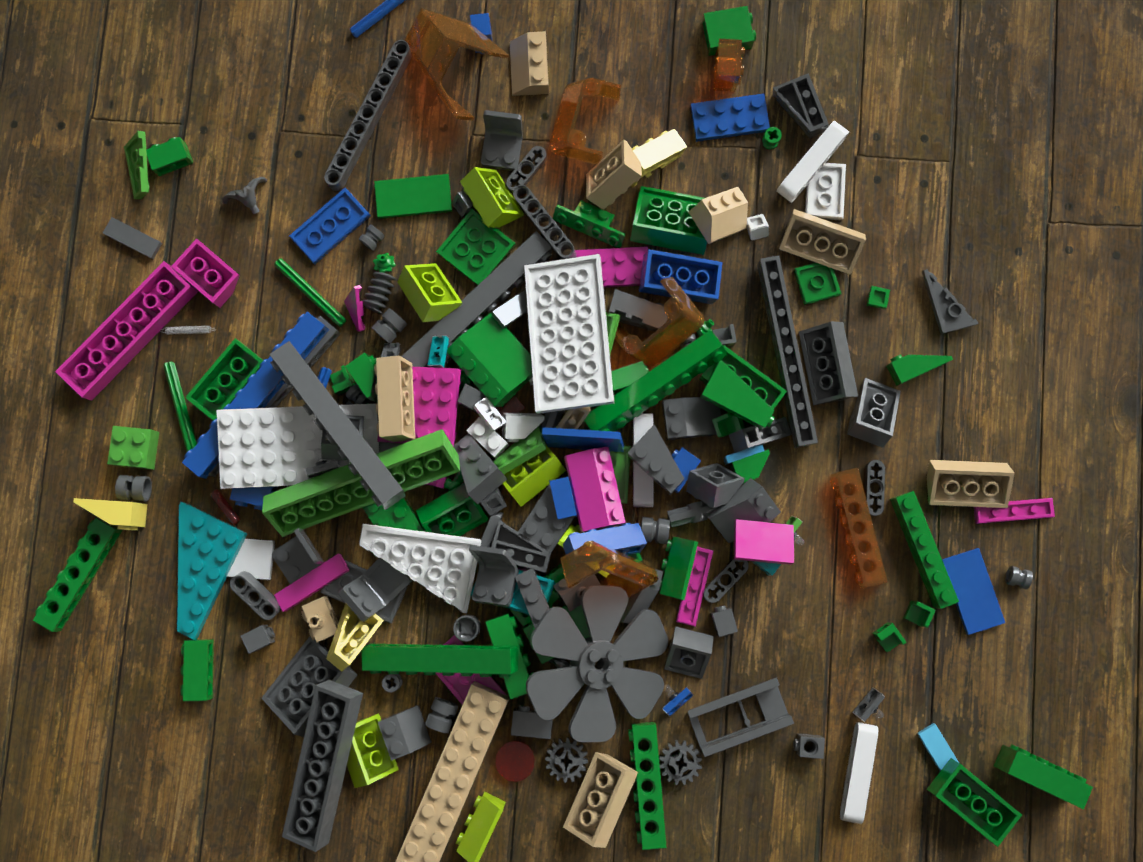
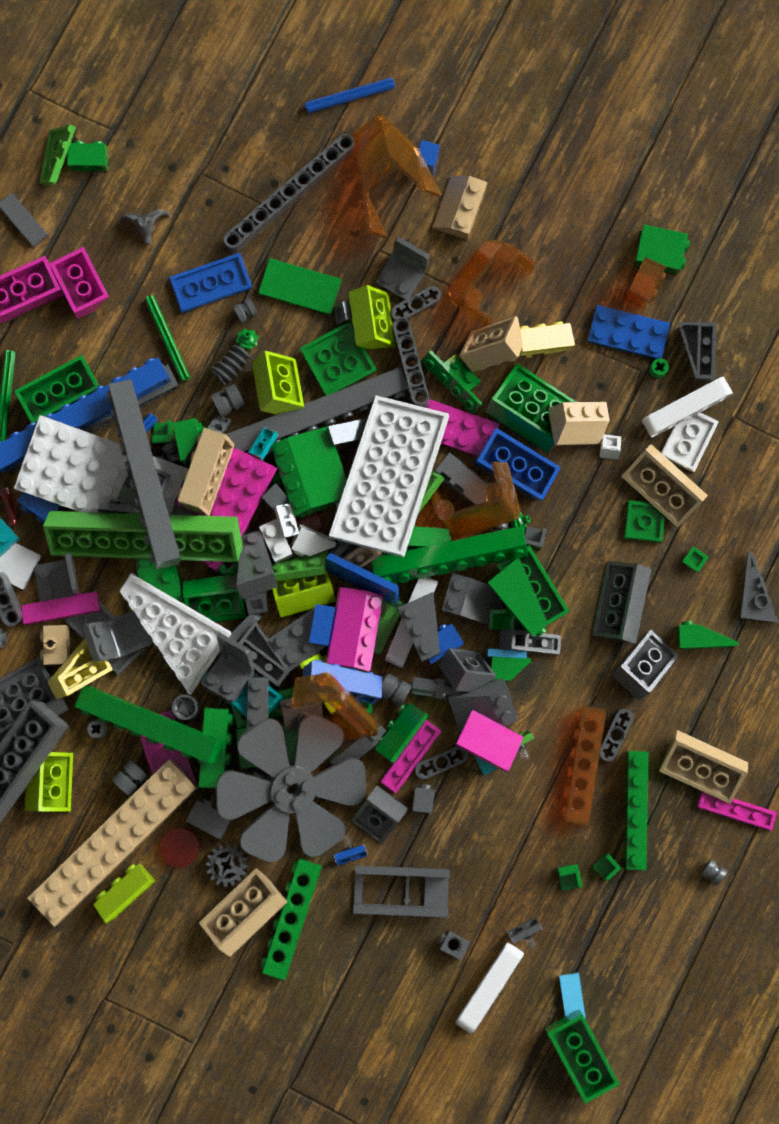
camera: 15 degrees right, 0 degrees up
(187, 330) = (40, 325): white piece -> none
(355, 307) = (203, 370): dark pink tile -> none
(404, 732) = (90, 779): dark grey slope -> none
(671, 760) = (337, 916): dark grey gear -> none
(787, 352) = (586, 575): dark grey brick -> none
(974, 590) = (666, 867): blue tile -> none
(1044, 775) = (659, 1063): green brick -> none

